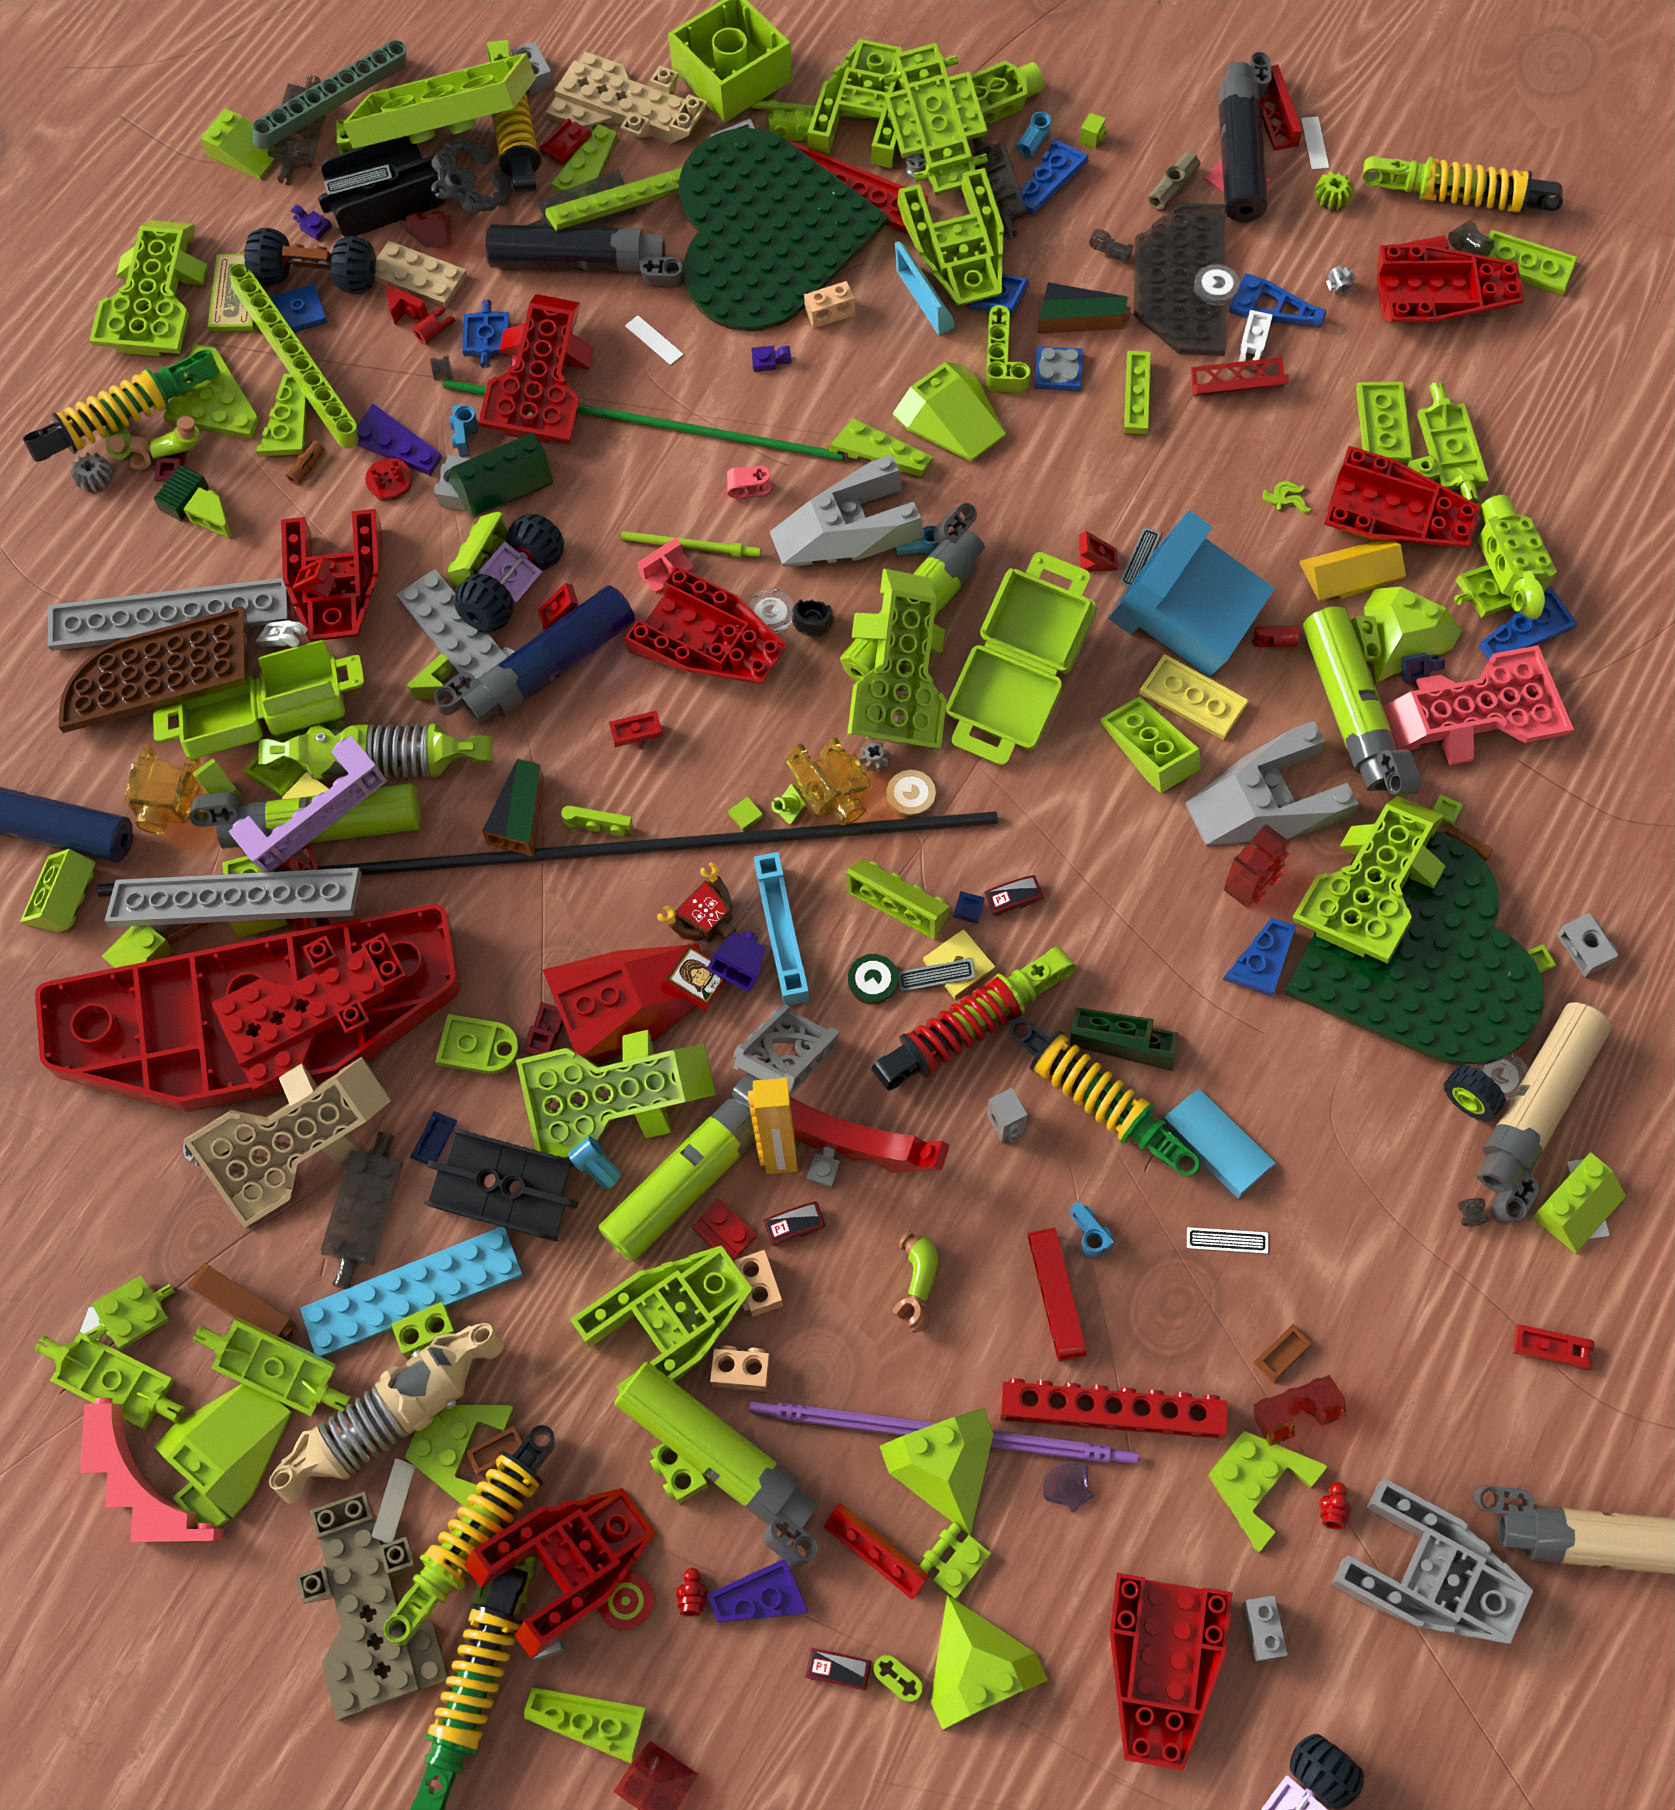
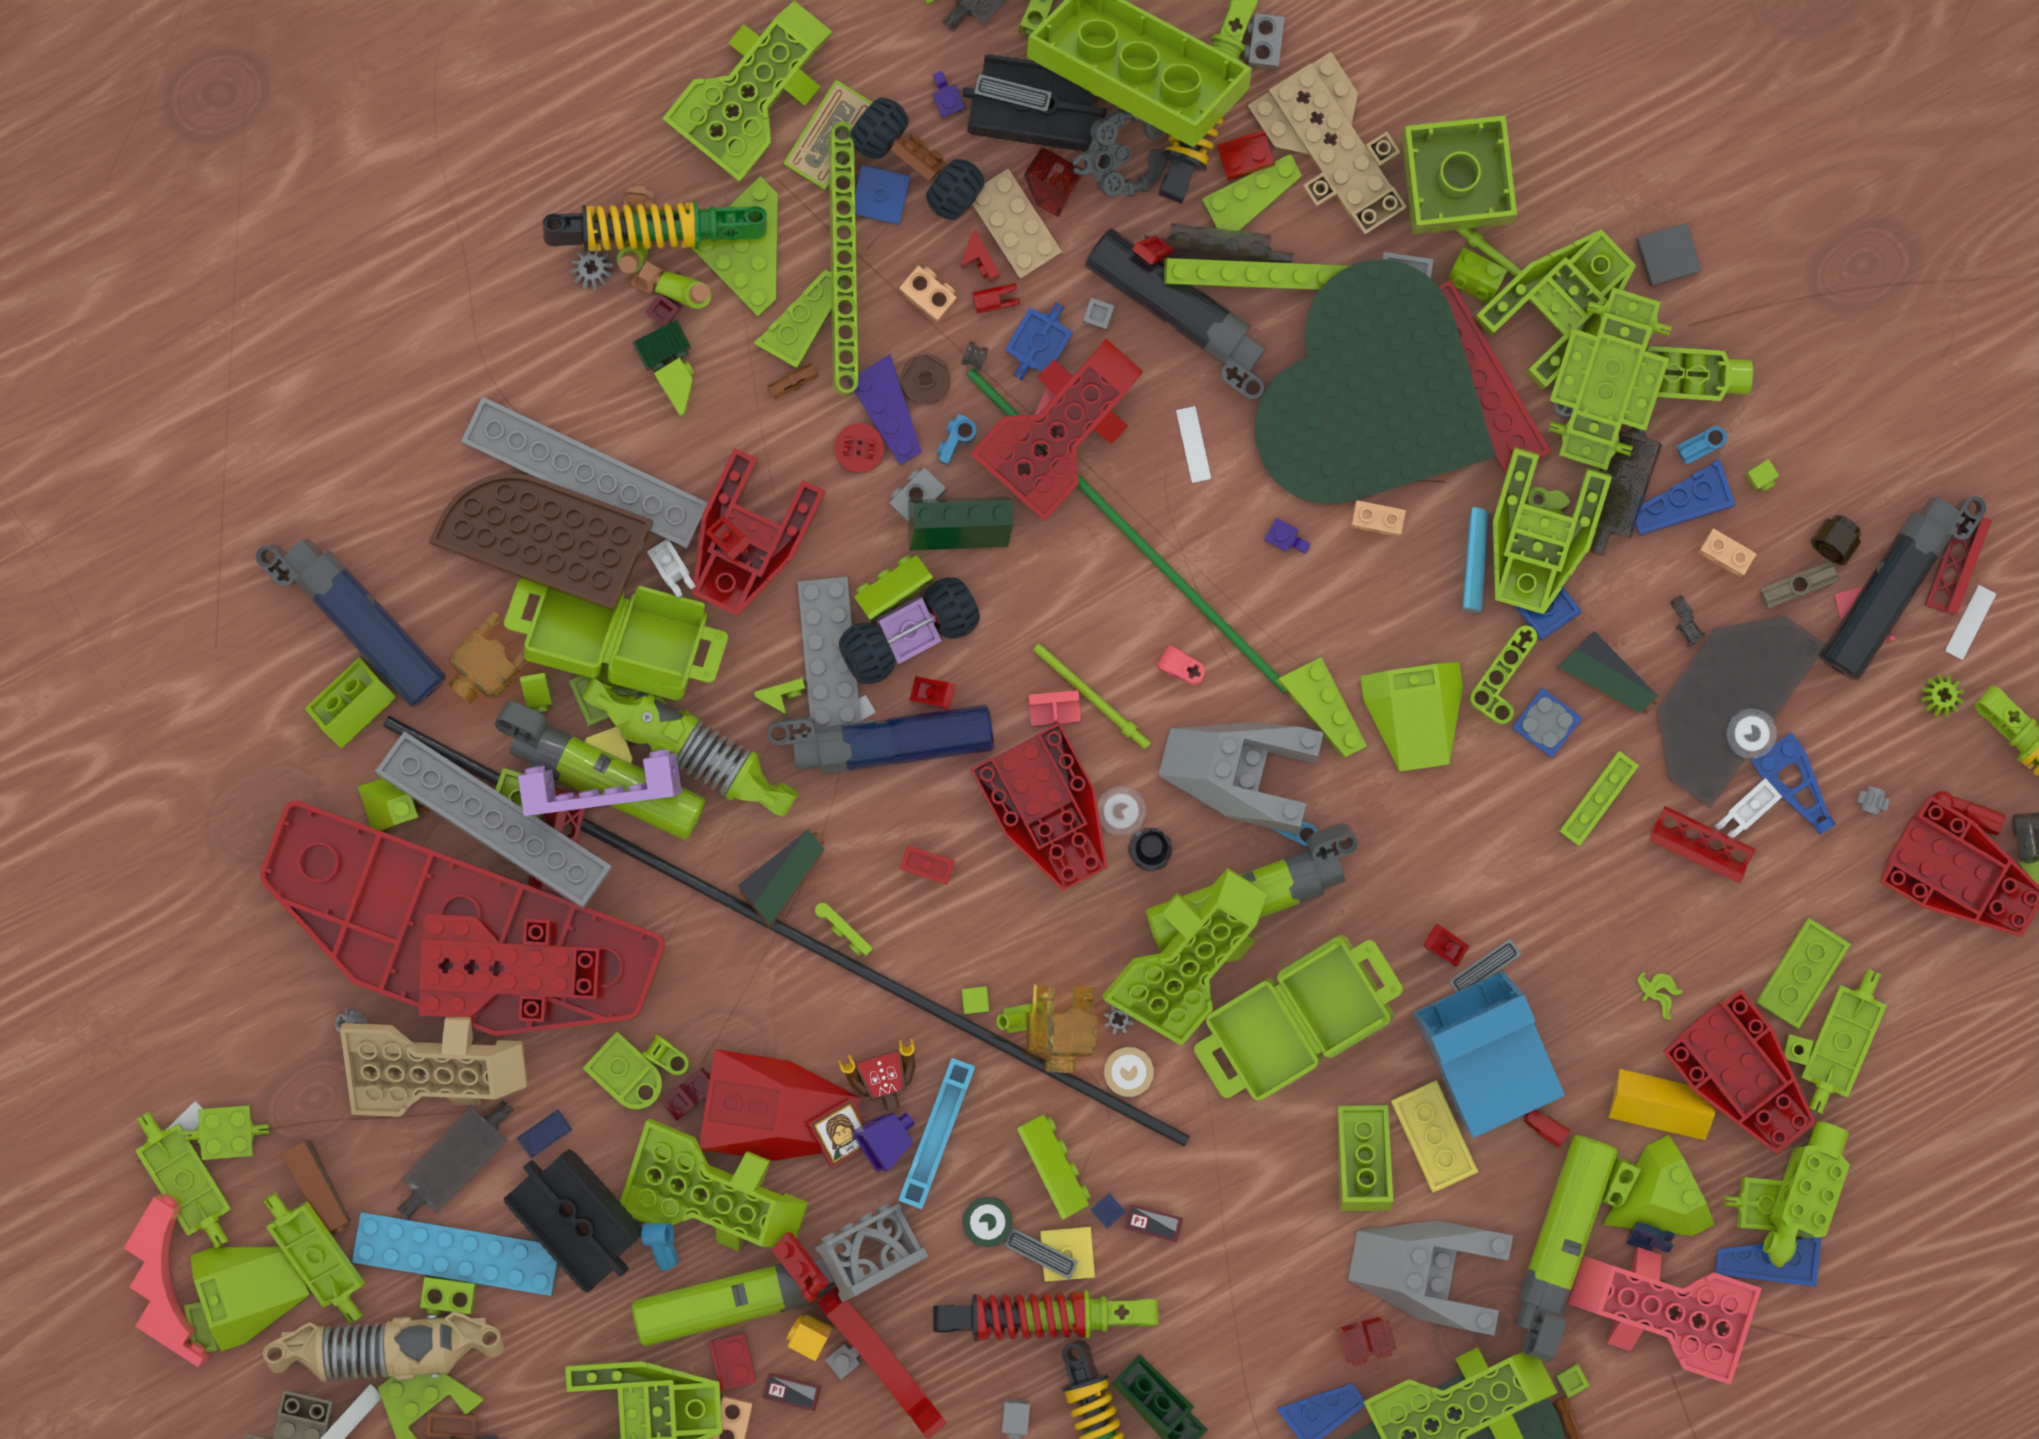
camera: 25 degrees right, 20 degrees up
(377, 348) = (924, 298): none -> light nougat brick
(416, 415) = (912, 383): none -> reddish brown plate
(502, 1006) = (666, 1055): none -> lime piece
(520, 292) = (1098, 313): none -> light grey plate
(531, 215) = (1153, 249): none -> red plate
(724, 1091) = (800, 1266): none -> red plate
(918, 35) = (1668, 254): none -> dark grey slope
(1106, 188) = (1726, 553): none -> light nougat brick
(1178, 137) = (1837, 539): none -> dark brown piece

